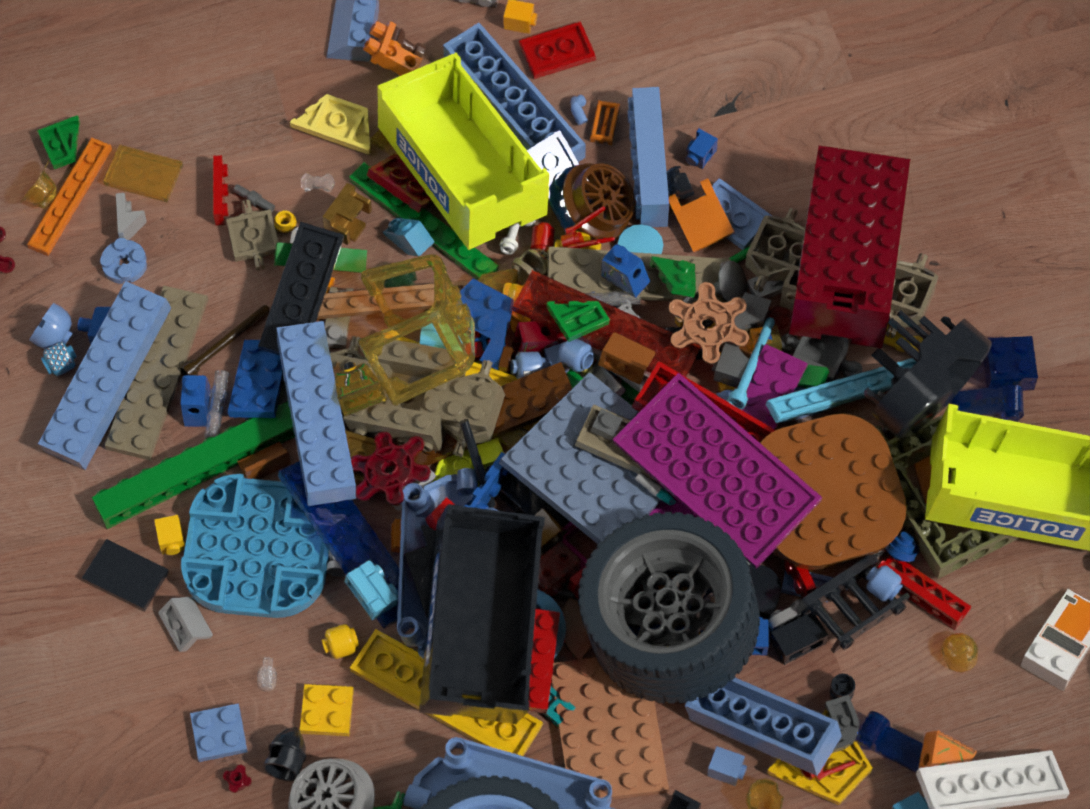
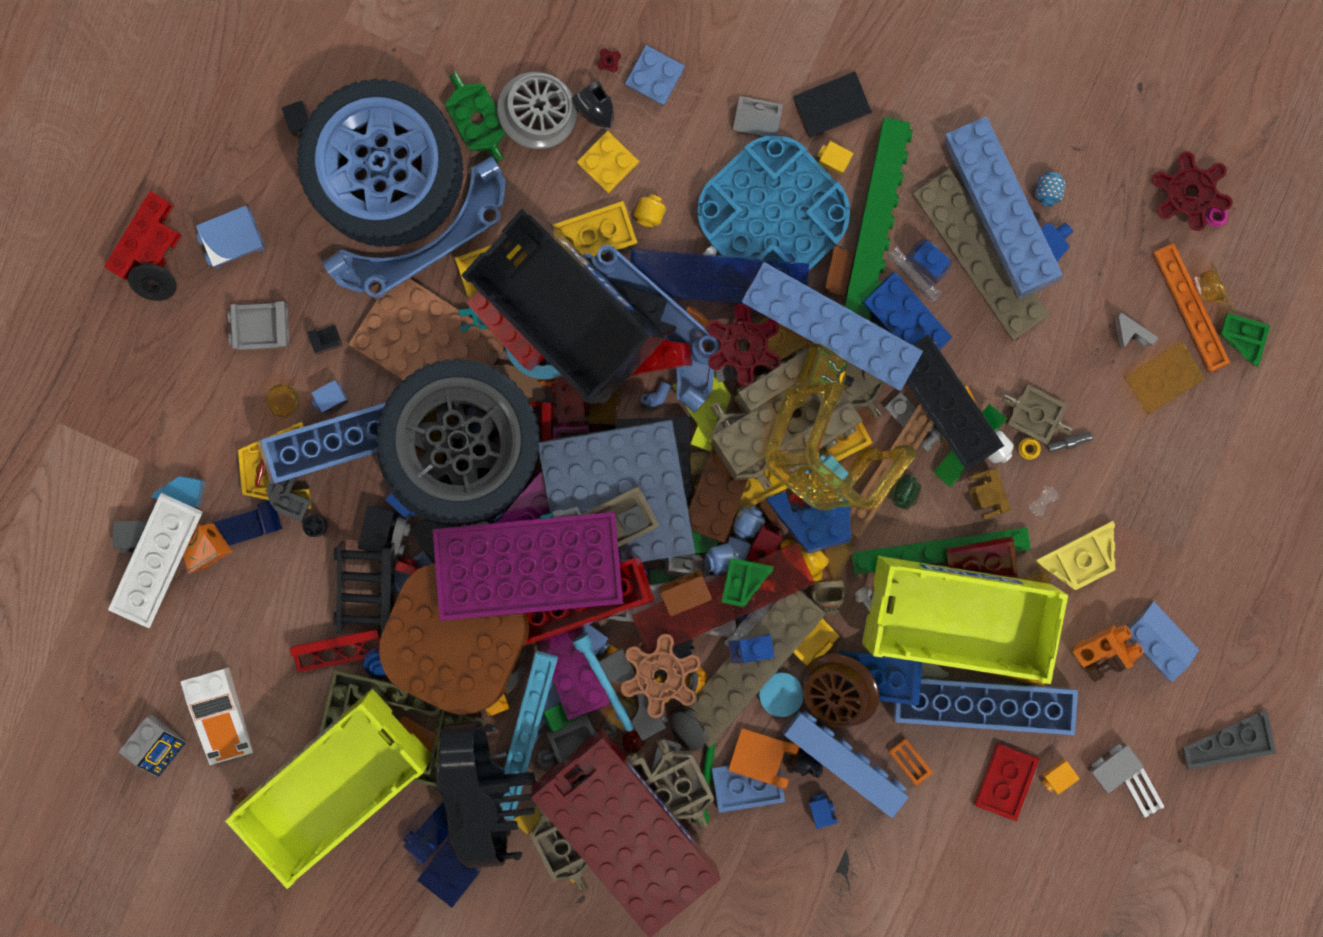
camera: 130 degrees right, 25 degrees up
(52, 328) = (1079, 203): medium blue cylinder -> none
(126, 272) = (1106, 293): medium blue plate -> none
(193, 366) = (961, 280): dark brown piece -> none
(220, 190) = (1097, 421): red plate -> none
(267, 675) = (668, 141): clear cylinder -> none
(371, 589) = (659, 255): medium azure brick -> none
(409, 236) = (935, 528): dark azure slope -> none
(475, 456) = (698, 414): black bar -> none
(491, 488) = (669, 407): blue wing -> none
(542, 236) = (847, 625): red brick -> none
(575, 239) = (820, 640): red plant -> none
(576, 109) = (938, 748): medium blue arm -> none
(677, 275) = (721, 689): green wing -> none
(883, 583) = (358, 620): medium blue head -> none
(959, 652) = (272, 633): clear yellow hair -> none

